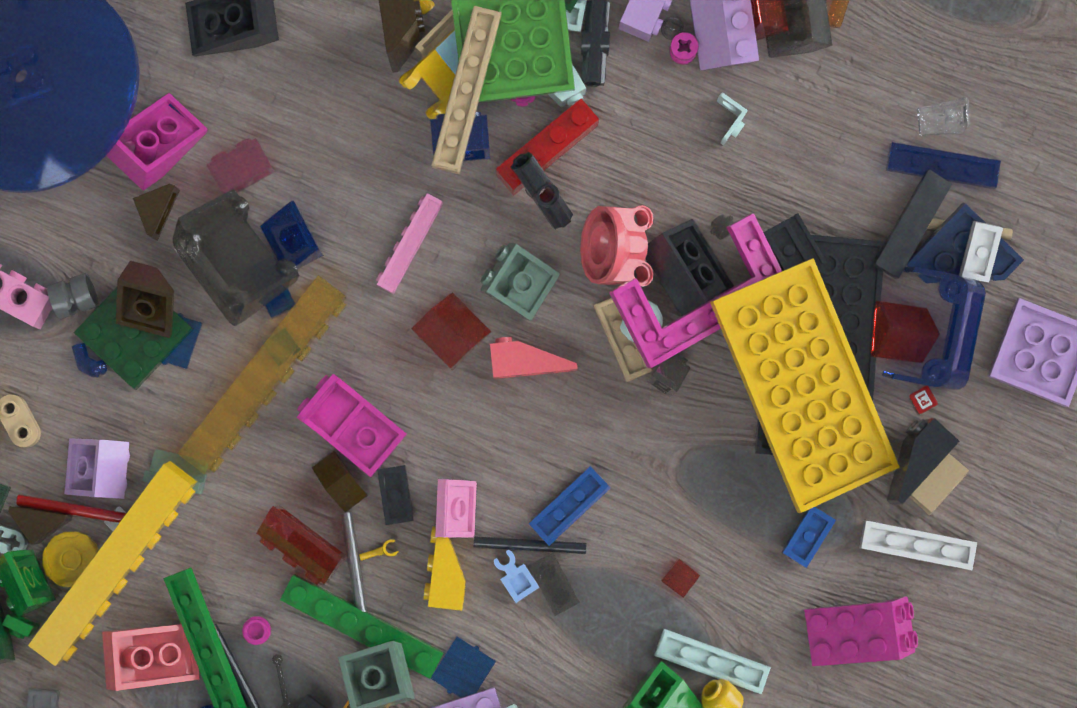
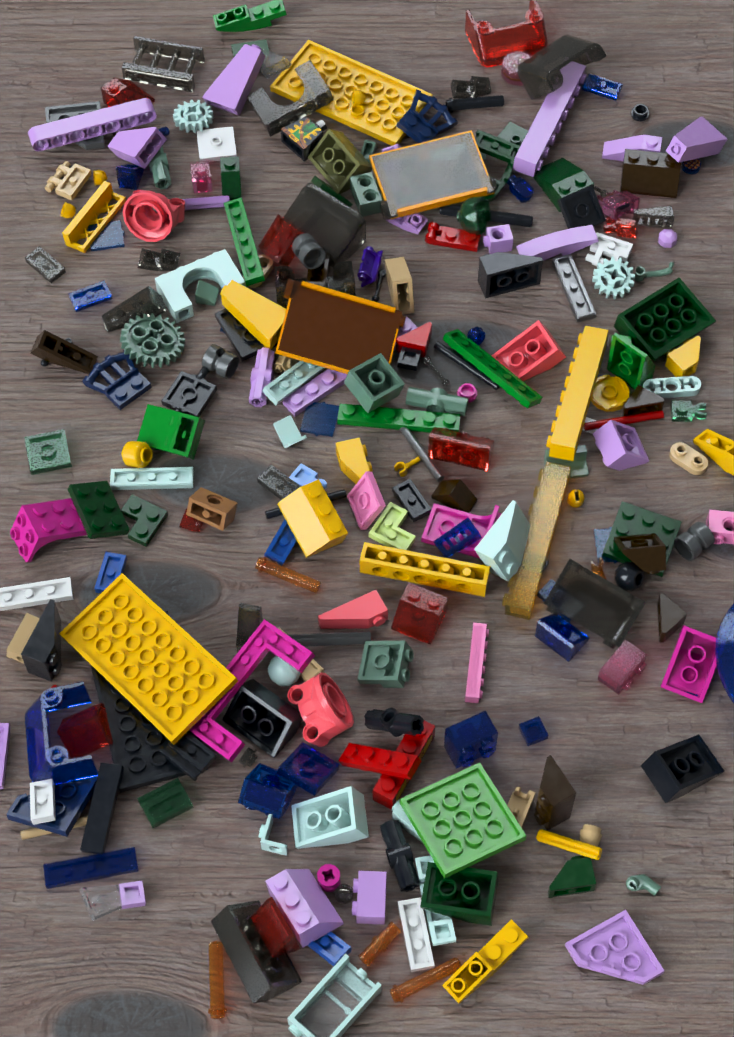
camera: 165 degrees right, 25 degrees down
(88, 365) = (663, 506): clear blue arm -> none
(180, 277) = (629, 576): none -> black piece
(193, 421) = (571, 498): none -> yellow hinge
(206, 307) = (598, 569): none -> clear orange hand
(301, 631) = (436, 400): none -> sand green piece
(311, 364) = (505, 542): none -> light aqua slope
(361, 399) = (452, 533): none -> clear blue slope
(381, 131) = (533, 731): none -> clear blue plate
(421, 384) = (424, 569): none -> yellow brick
(437, 71) = (510, 782): yellow flag -> none
(443, 458) = (388, 530): none -> yellowish green plate
(466, 90) = (480, 763): tan tile -> none
(513, 655) = (288, 431): none -> light aqua bracket
(533, 508) = (313, 519): none -> yellow slope
(577, 149) = (380, 760): none -> red plate
(581, 342) = (334, 638): none -> dark grey axle
(590, 450) = (287, 574): none -> clear orange axle
(657, 113) = (330, 819): none -> light aqua slope
(660, 180) = (308, 768): none -> clear blue plate
(668, 579) = (211, 508): none -> medium nougat brick
(713, 175) = (267, 791): none -> clear blue slope
(735, 599) = (147, 518): none -> dark green plate
(797, 633) = (98, 509): none -> dark green plate
(836, 207) = (165, 803): none -> clear green plate
(908, 112) = (132, 894): none -> lavender plate

